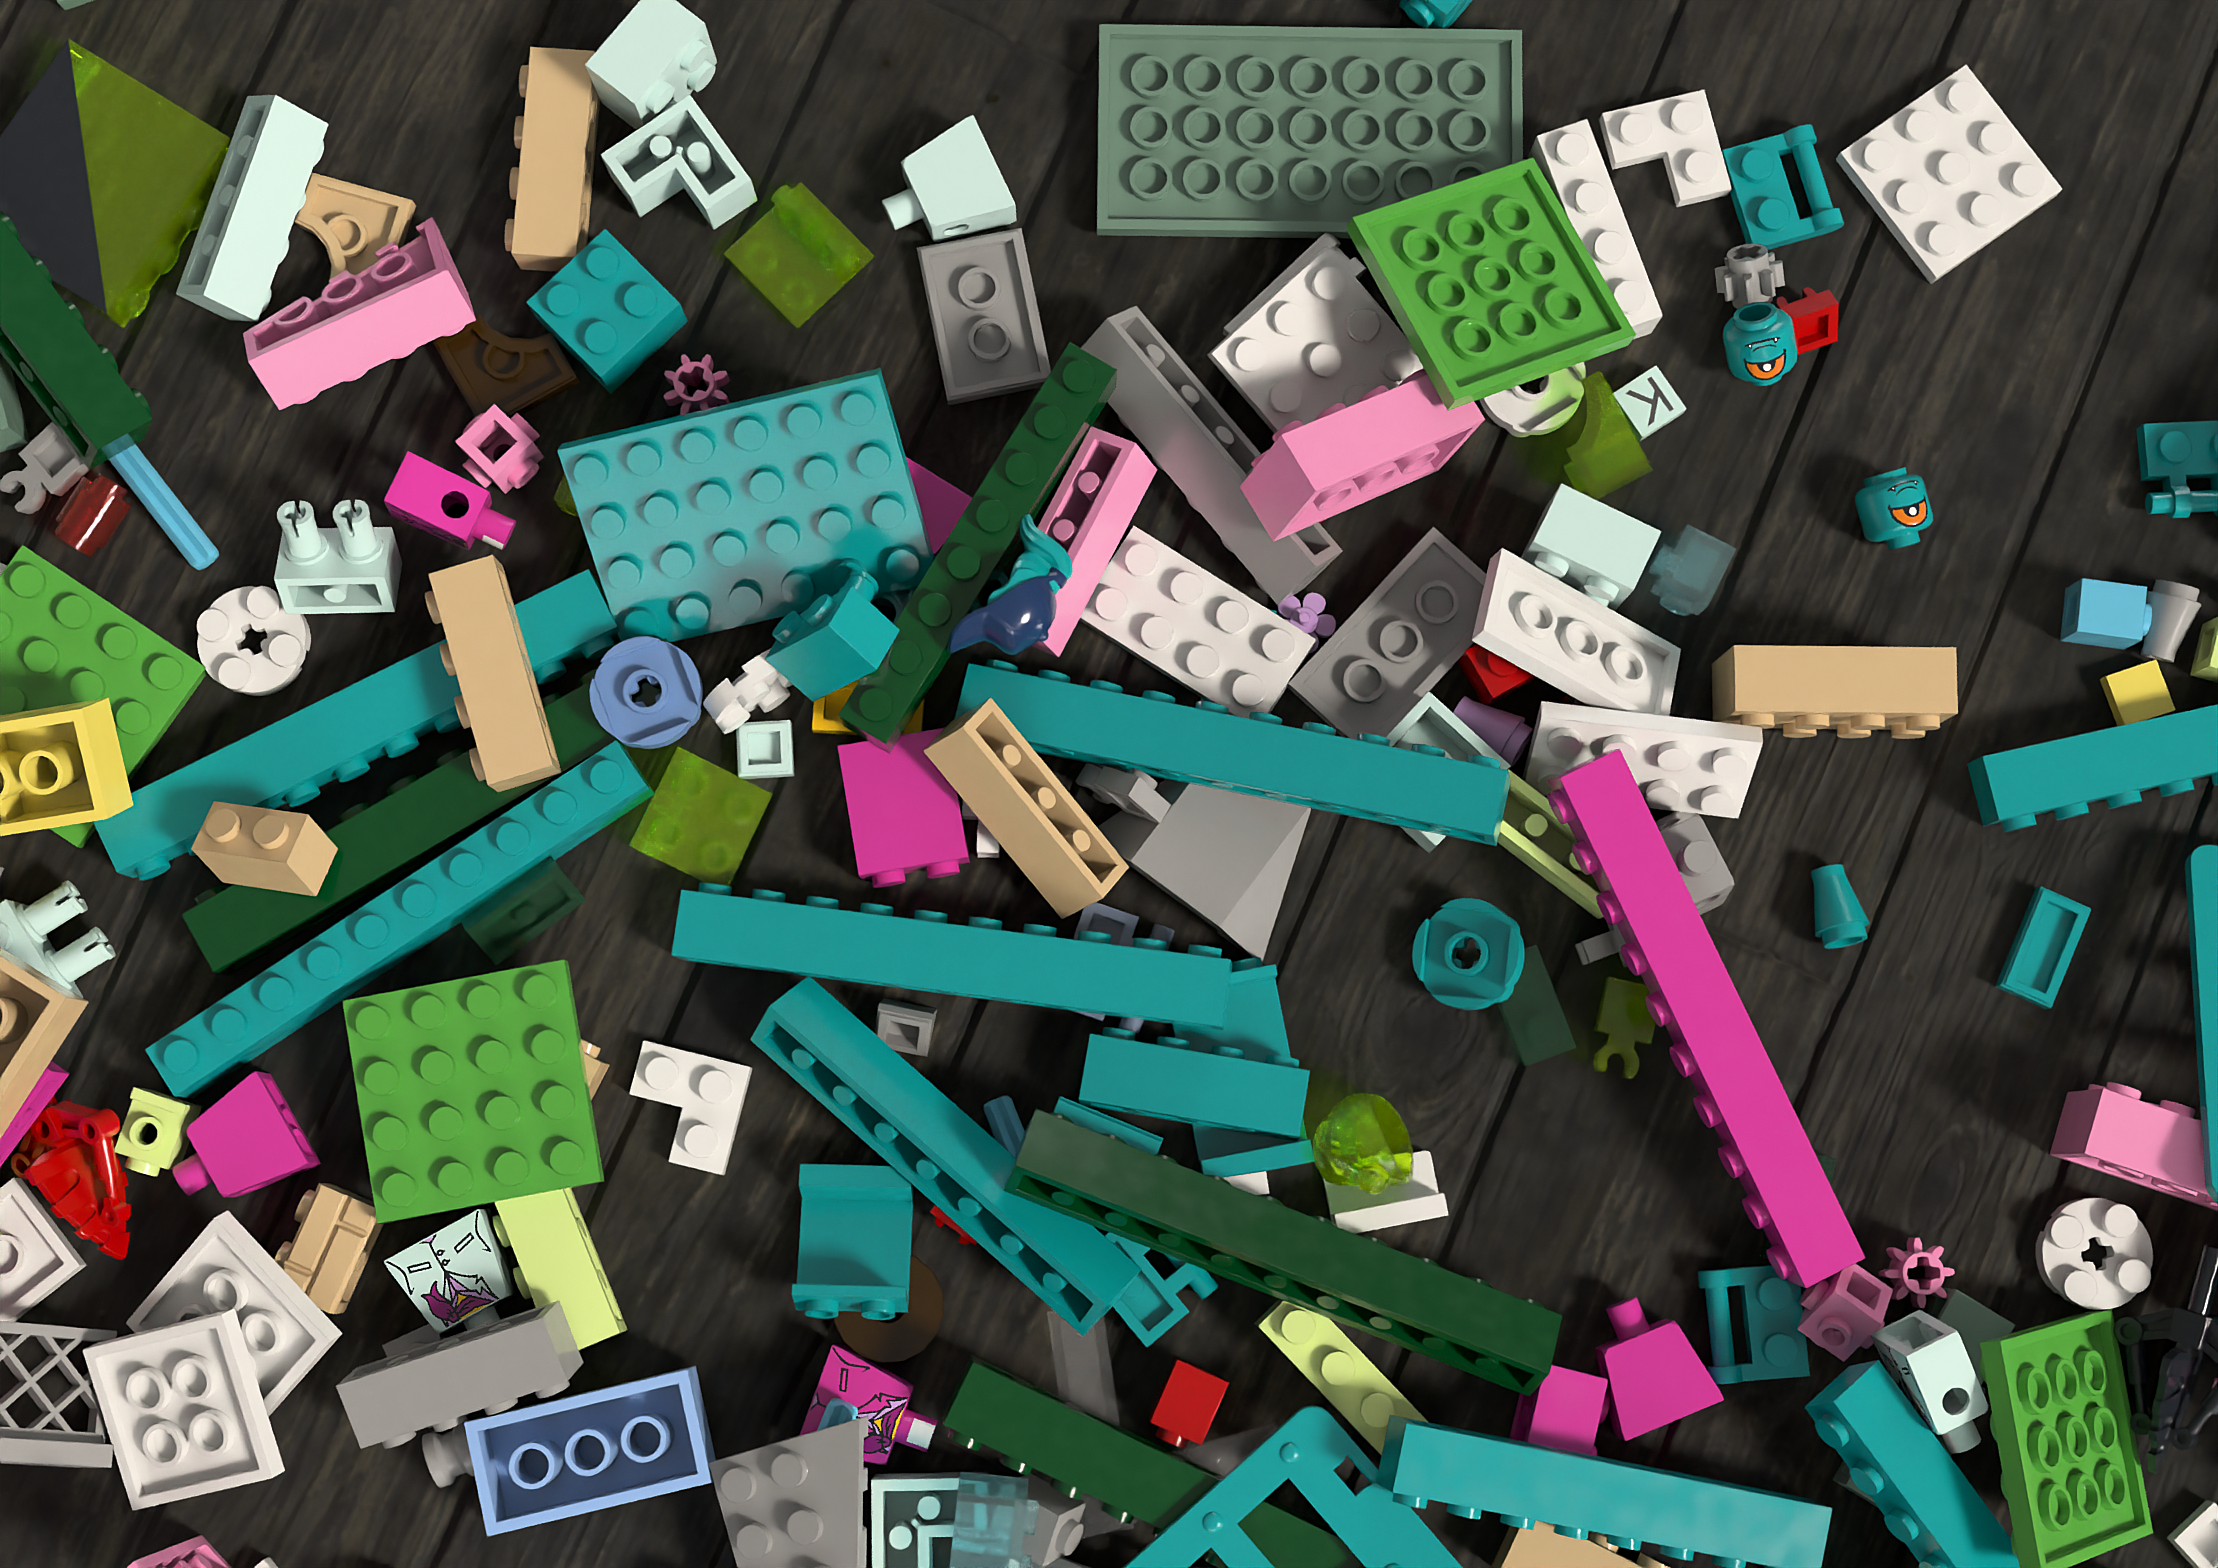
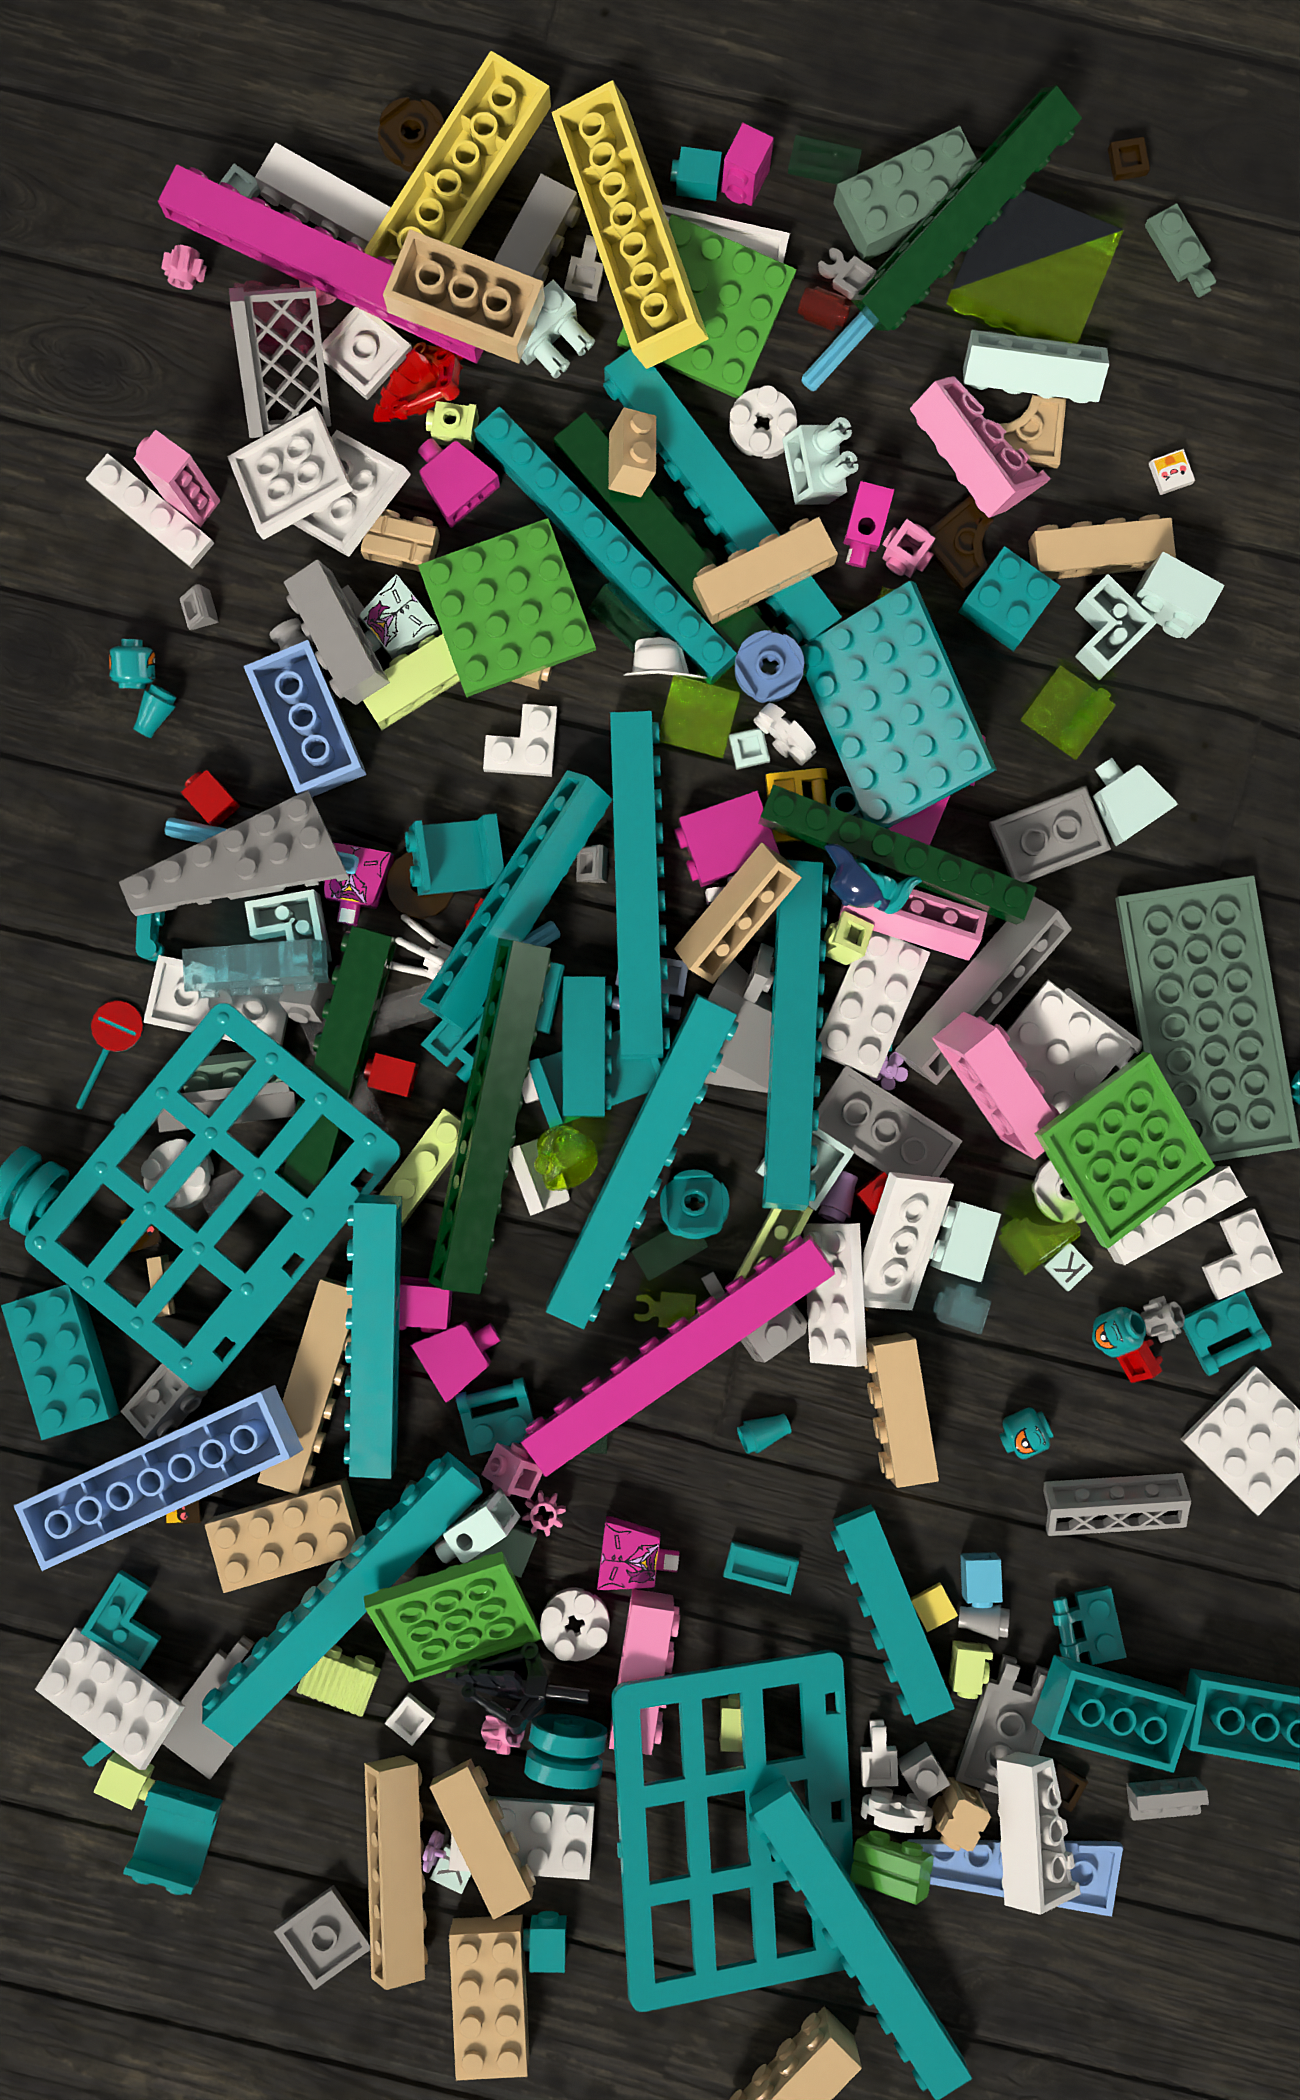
camera: 80 degrees right, 5 degrees up
(456, 36) = (1171, 472): none -> white tile
(597, 863) = (661, 657): none -> white piece
(691, 374) = (978, 660): bright pink gear -> none
(833, 639) = (821, 773): teal brick -> none
(1013, 1302) = (433, 958): none -> white plant
(1087, 655) = (842, 938): none -> yellowish green brick
(1392, 1025) = (641, 1161): none -> teal brick
(2002, 1145) = (632, 1556): none -> dark pink torso
(2012, 392) = (1118, 1499): none -> light grey fence

